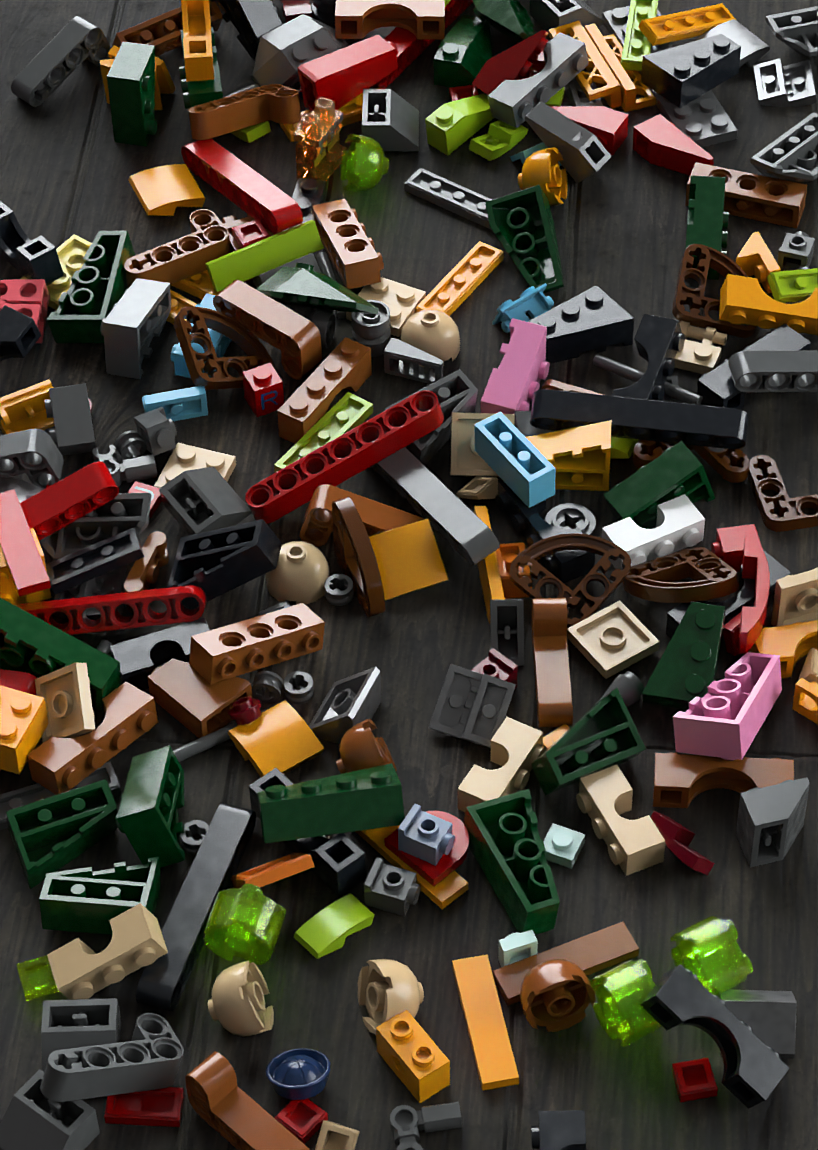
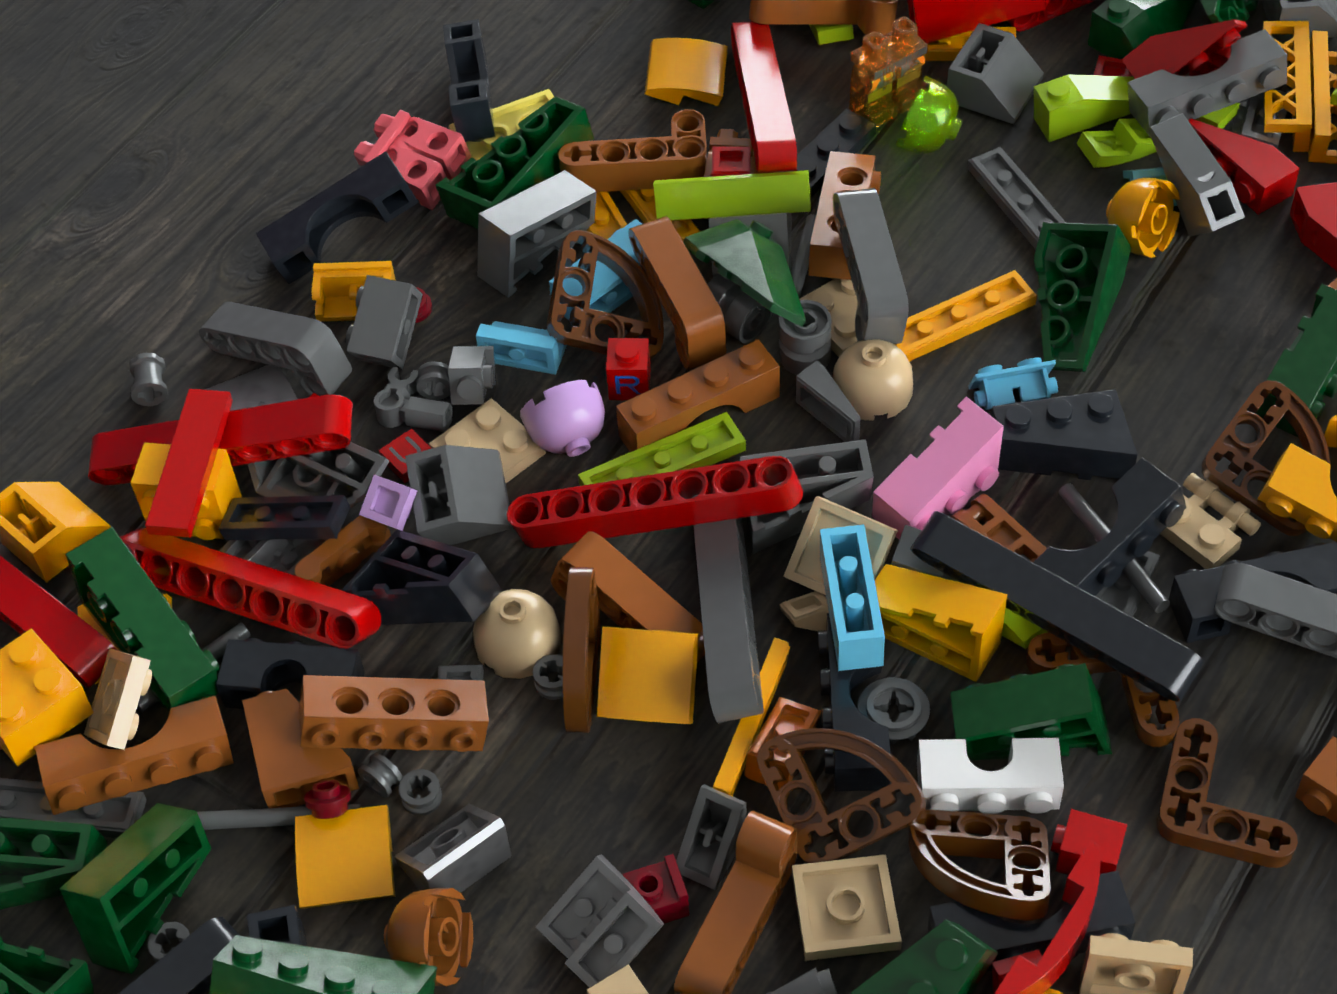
camera: 30 degrees right, 5 degrees up
(165, 522) = (388, 502): none -> lavender tile
(244, 434) = (566, 418): none -> lavender cylinder
(398, 261) = (872, 266): none -> dark grey beam

